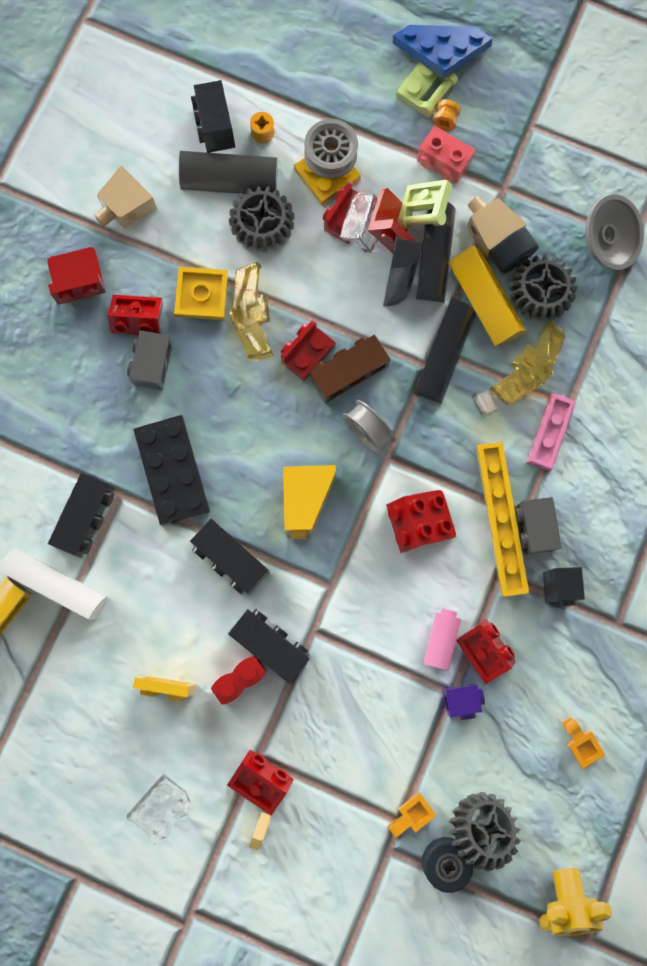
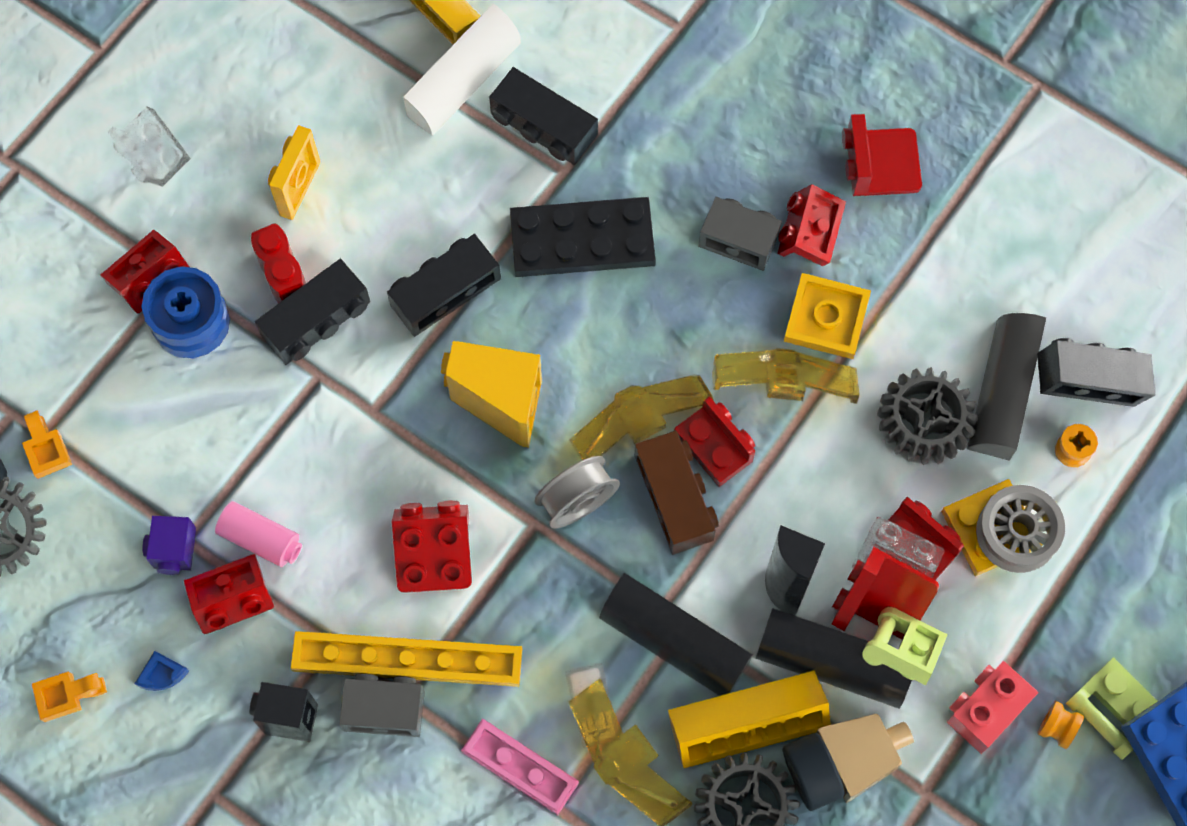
camera: 105 degrees right, 10 degrees down
(123, 200) = (986, 236): tan torso -> none
(260, 831) = (81, 254): yellow tile -> none
(287, 755) = (186, 312): none -> blue wheel
(297, 404) = (638, 413): none -> clear yellow plate
(549, 682) = (160, 673): none -> blue tile

